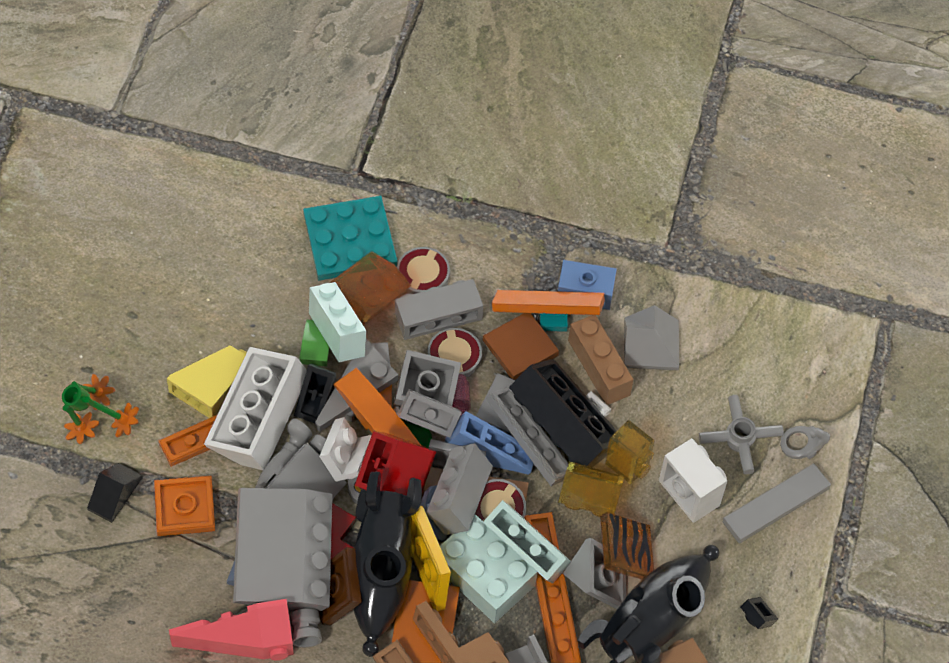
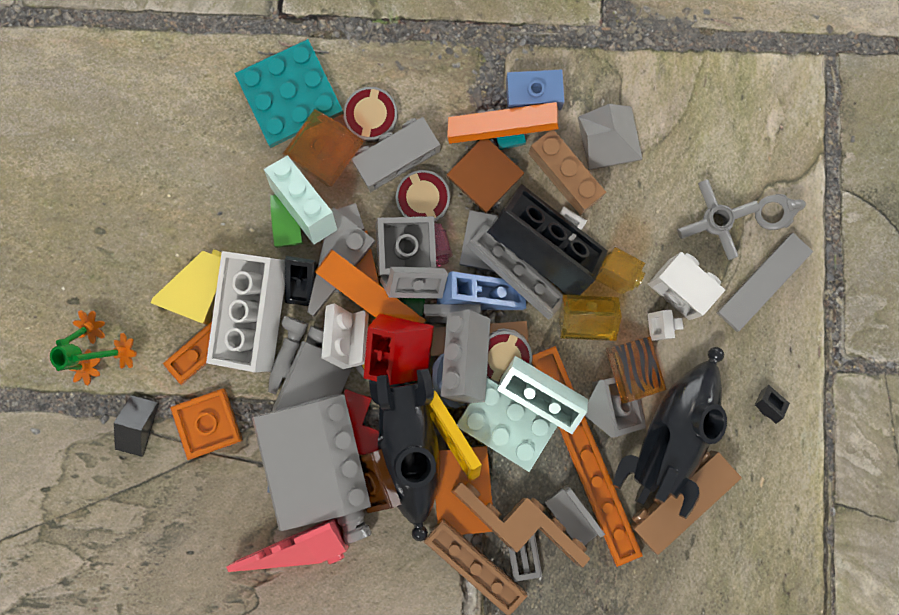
camera: 10 degrees left, 25 degrees up
(665, 516) = (663, 325): none -> white tile

